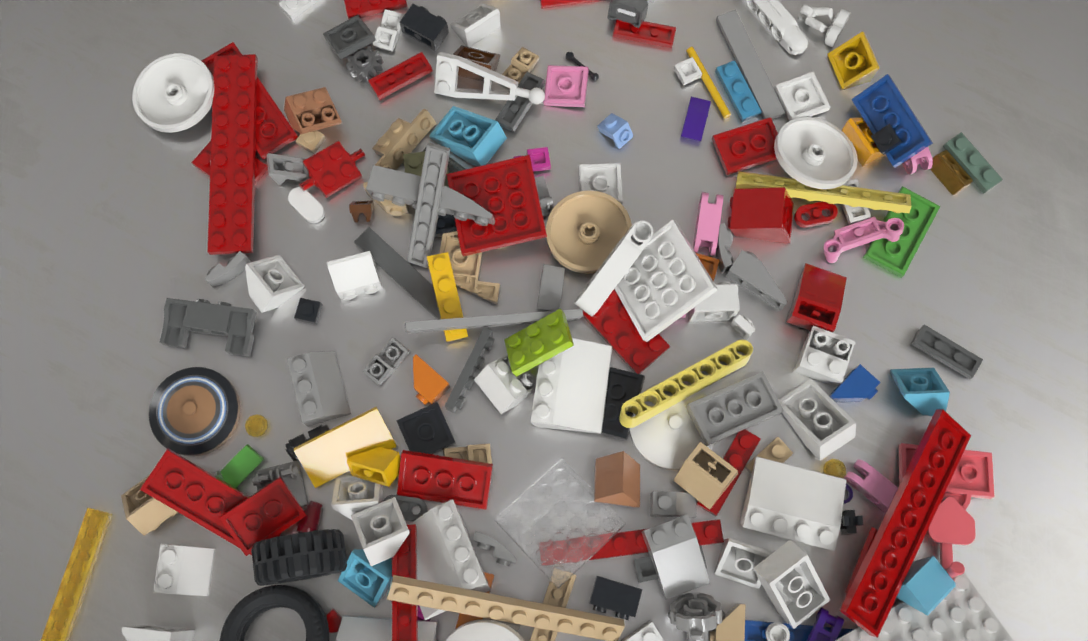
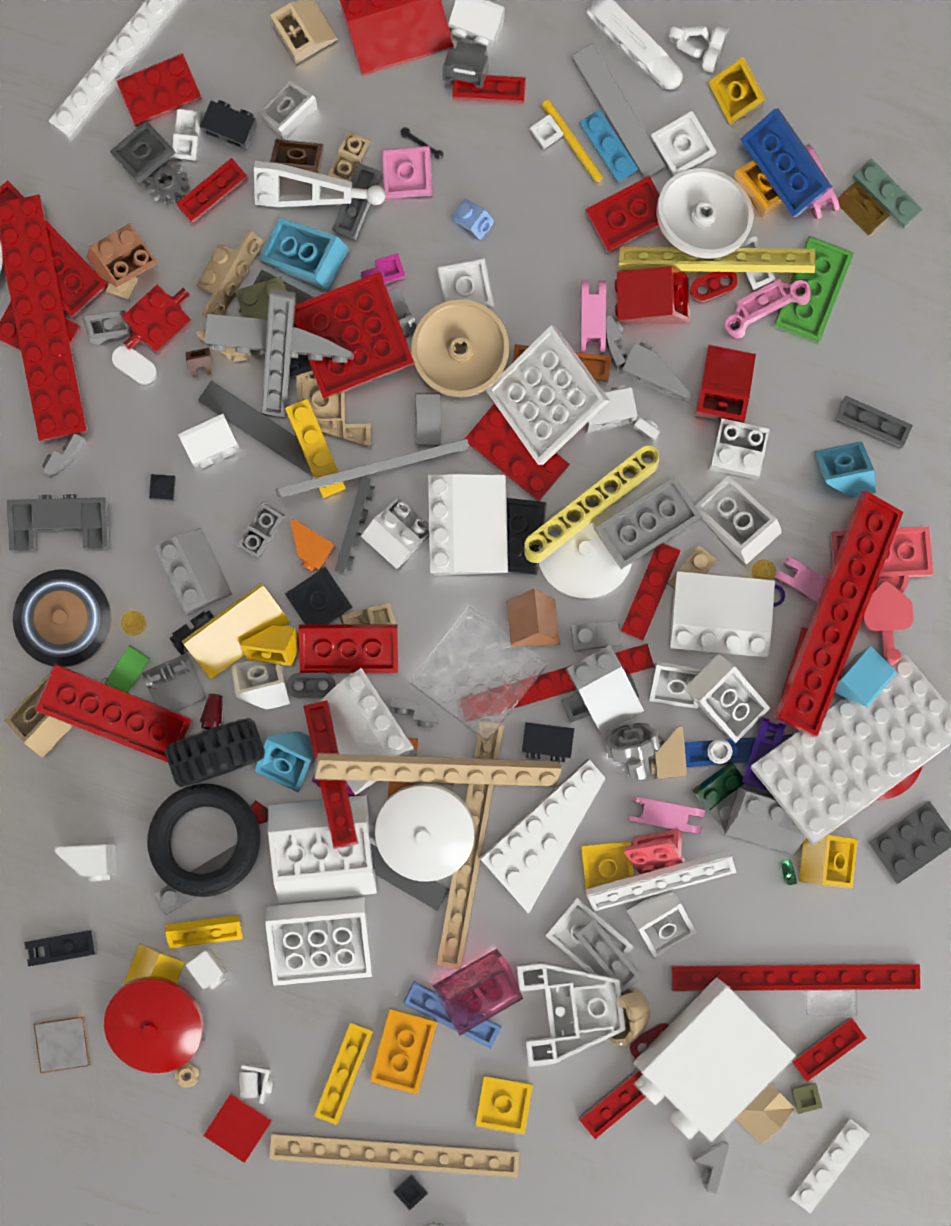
camera: 10 degrees left, 10 degrees up
(184, 570) = (92, 786): white slope -> none
(263, 515) = (166, 716): red plate -> none
(271, 282) = (116, 462): white slope -> none
(381, 530) = (293, 711): white slope -> none
(538, 342) = (424, 485): lime plate -> none
(614, 267) = (495, 388): white piece -> none
(696, 119) = (563, 190): dark purple slope -> none
(705, 475) = (624, 600): tan slope -> none
(849, 522) = (782, 624): black plate -> none
(856, 386) = (776, 478): blue slope -> none
(886, 139) = (782, 187): black plate -> none

